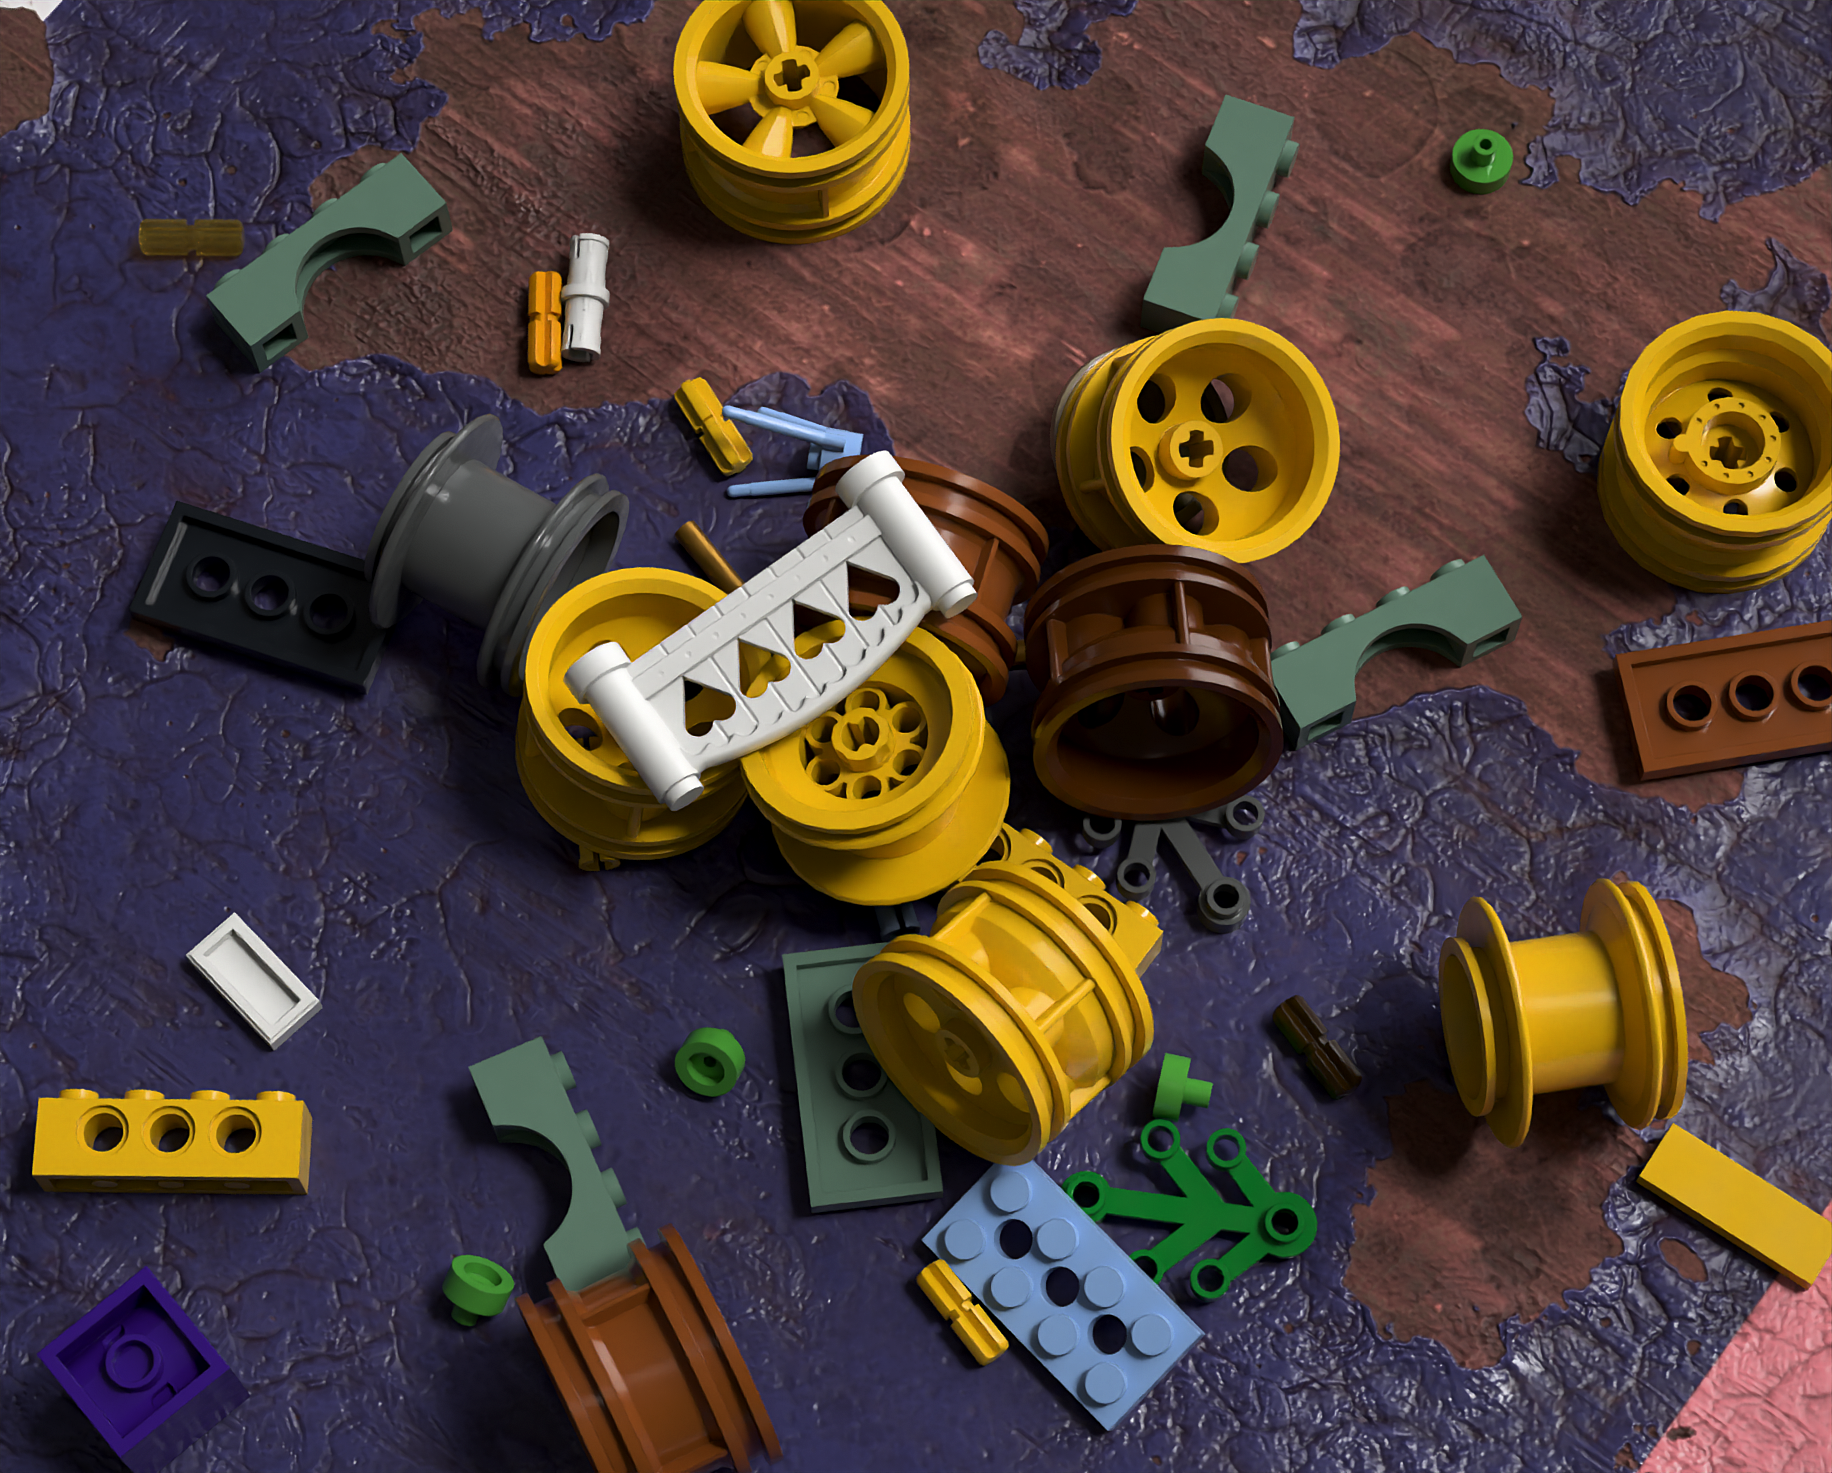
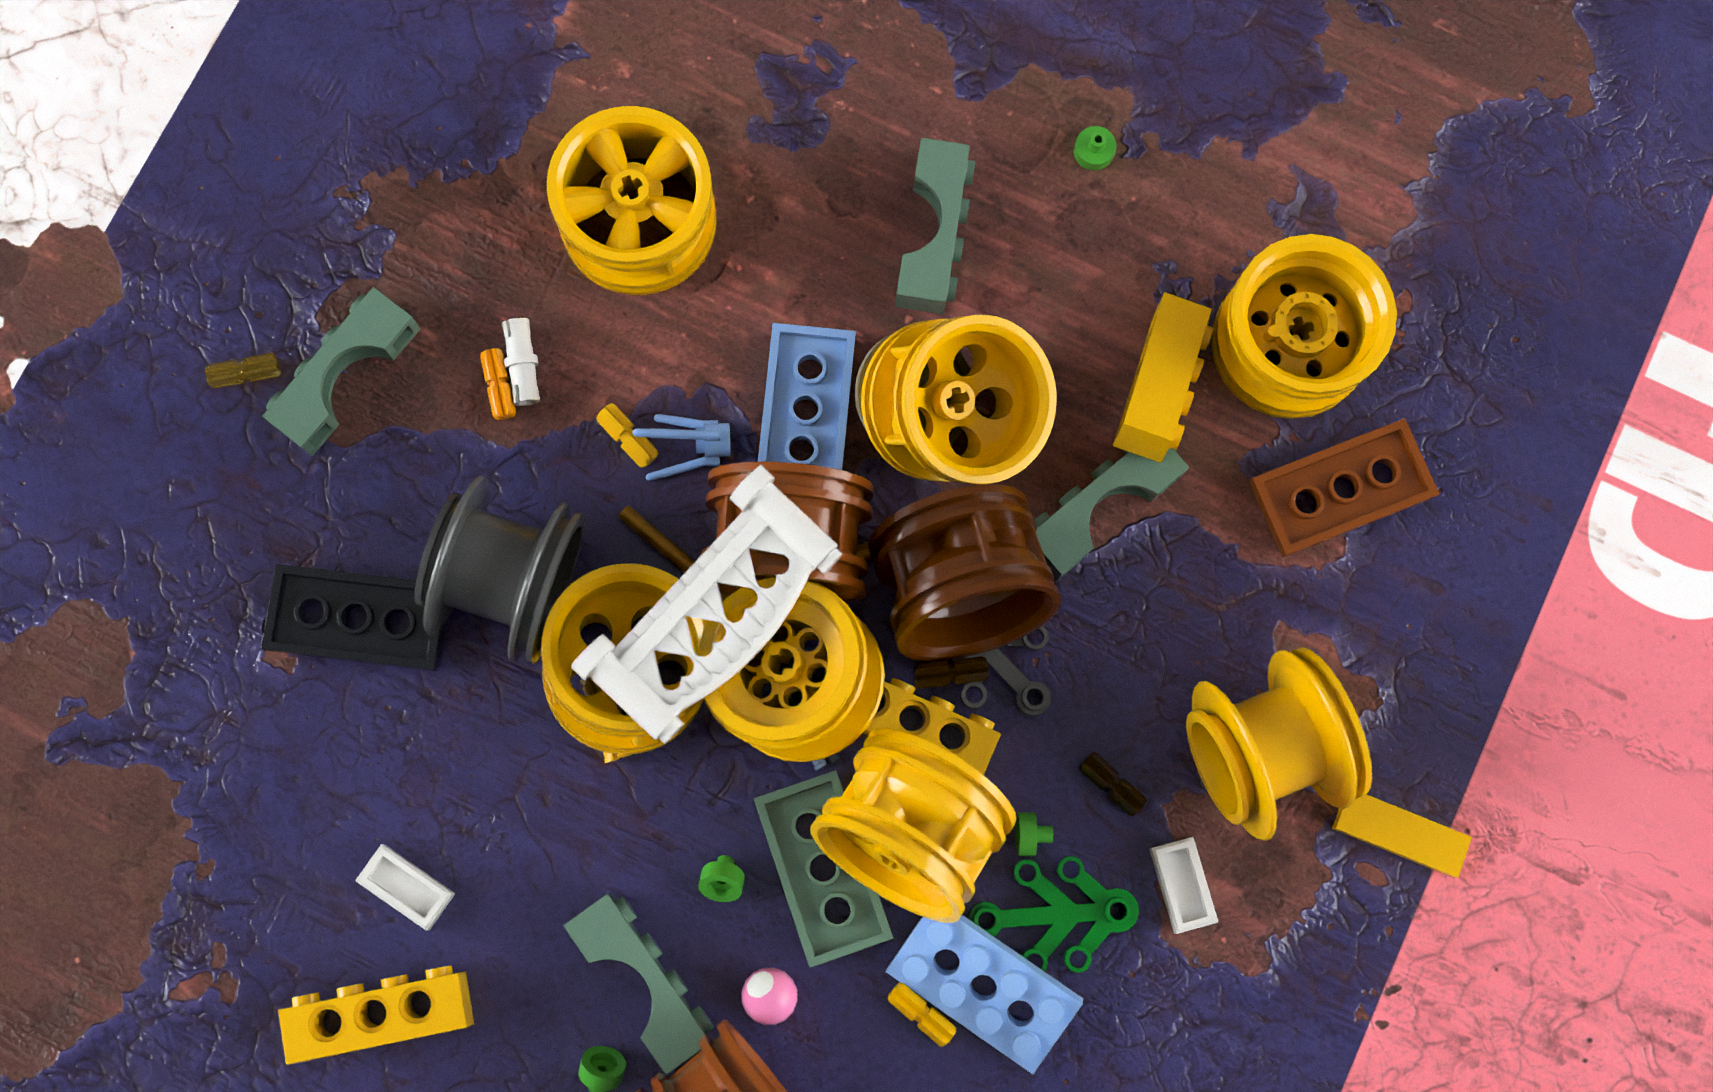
camera: 20 degrees left, 10 degrees up
(743, 1236) = (769, 996): none -> bright pink piece
(1017, 419) = (786, 387): none -> light blue plate
(1092, 831) = (959, 671): none -> dark brown piece
(1393, 1213) = (1183, 885): none -> white tile
(1508, 484) = (1163, 378): none -> yellow brick

